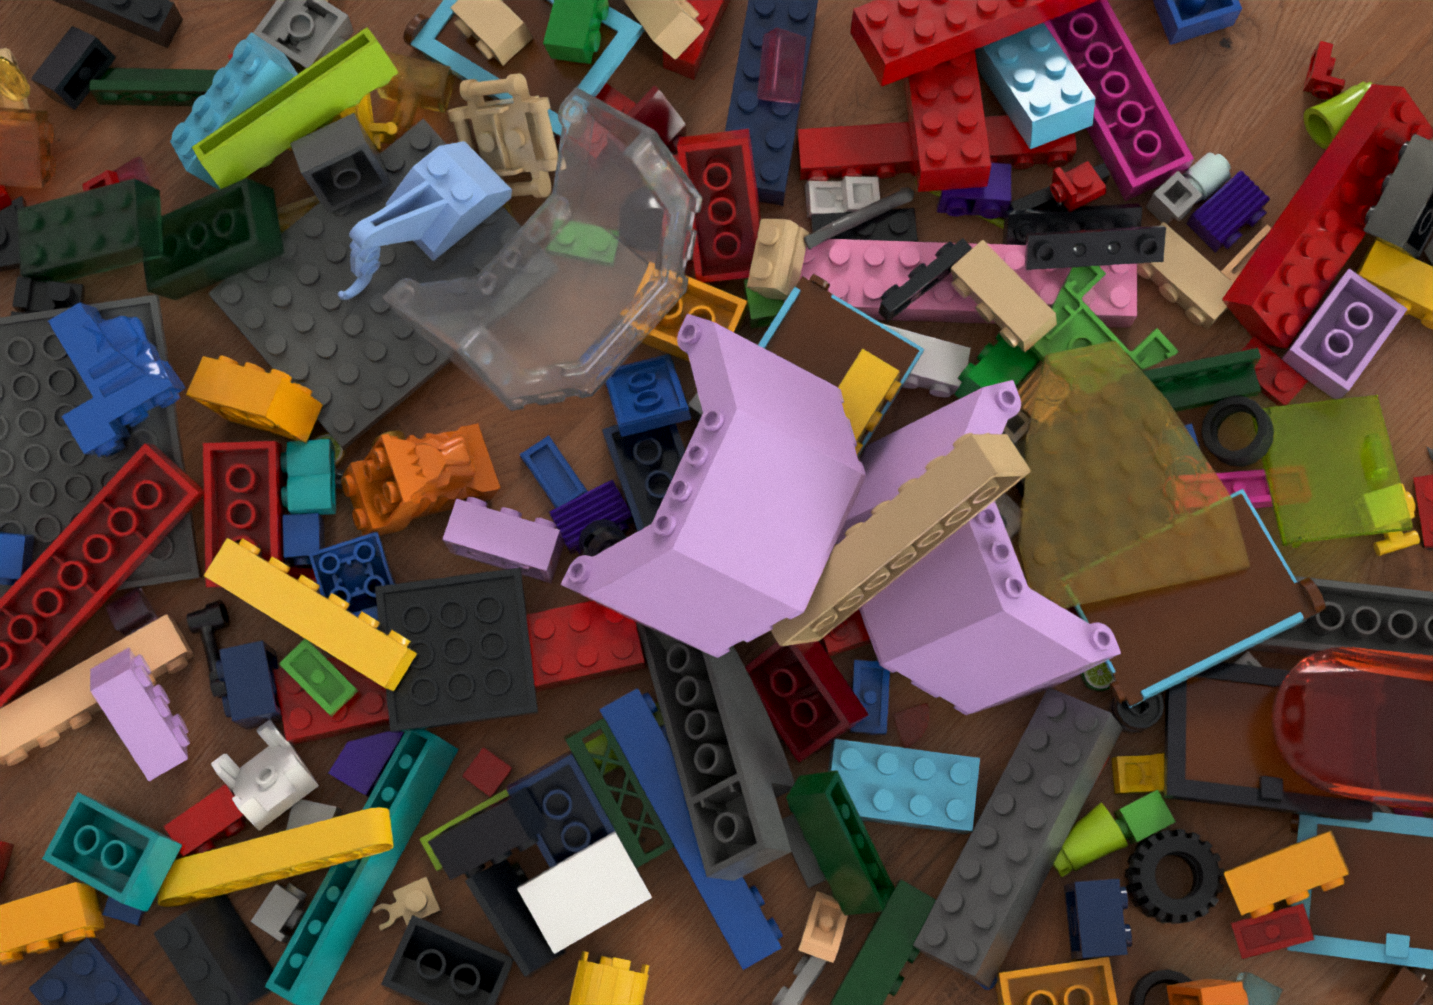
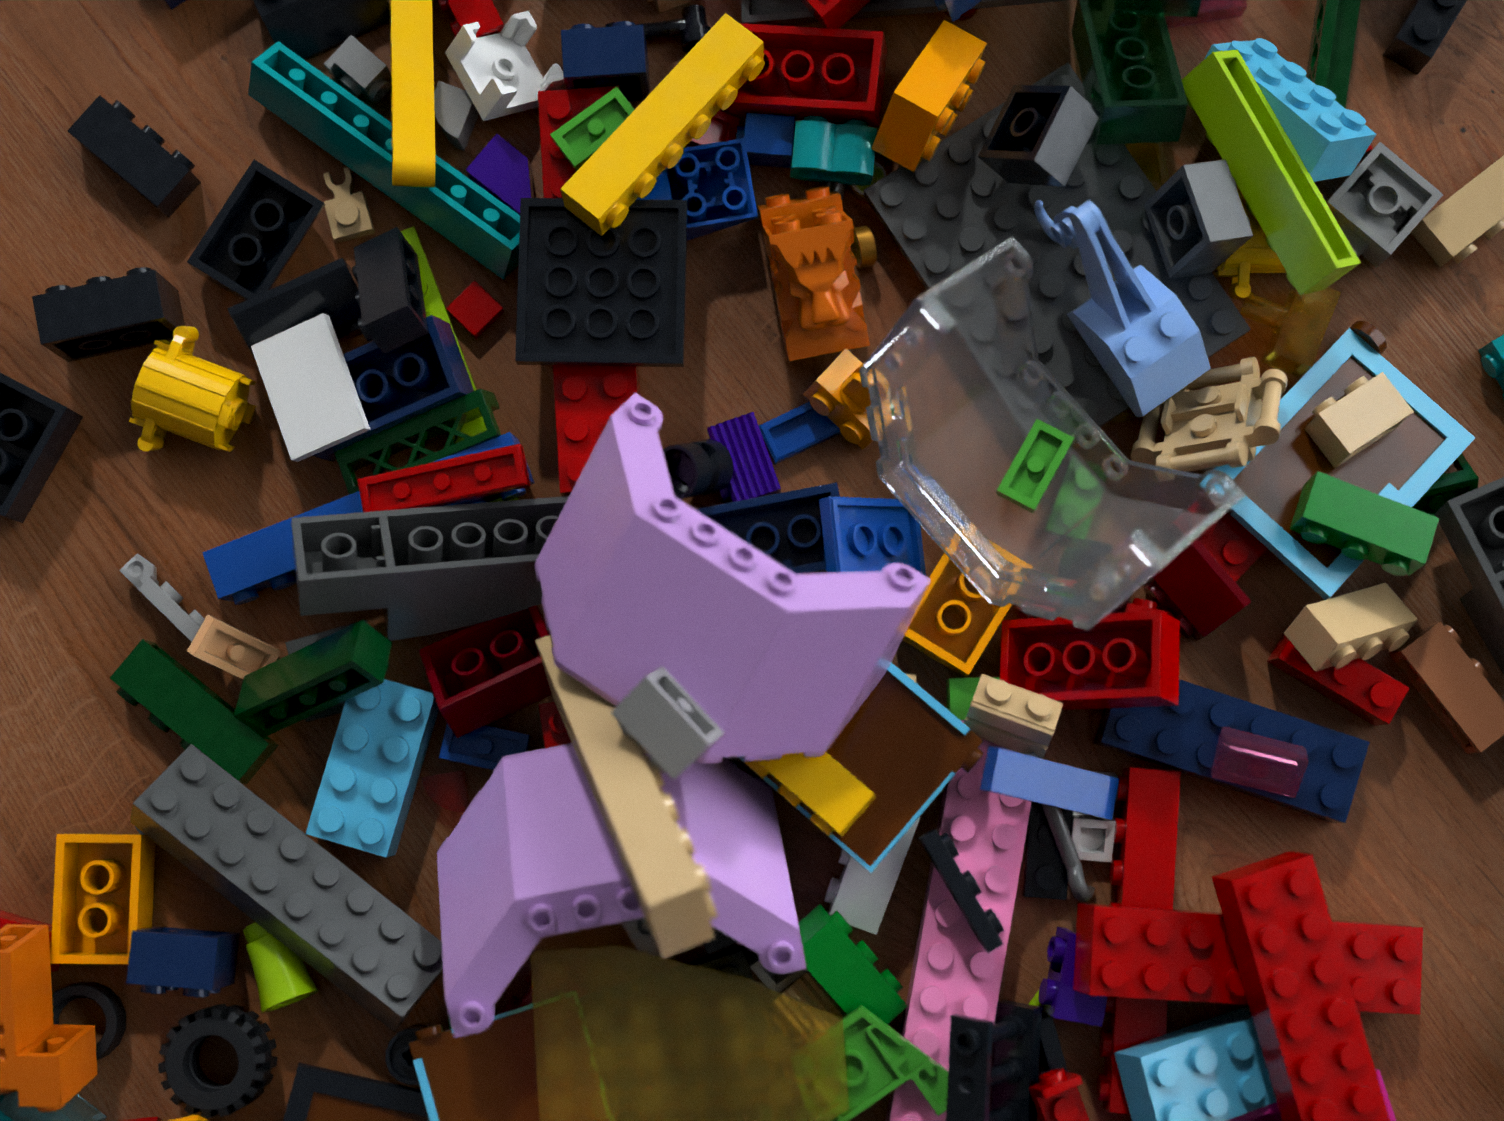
camera: 105 degrees right, 5 degrees up
(283, 298) = (1039, 135): none -> black brick
(504, 539) = (727, 356): lavender brick -> none
(524, 434) = (842, 398): none -> light orange brick
(567, 267) = (1035, 466): none -> bright green plate
(651, 758) = (446, 480): none -> red tile
(827, 222) = (1049, 783): none -> tile
(840, 502) = (666, 723): none -> light grey brick
(1002, 297) = (923, 979): tan brick -> none
(1138, 773) = (347, 1042): yellow slope -> none
(1144, 817) = (293, 1037): bright green brick -> none

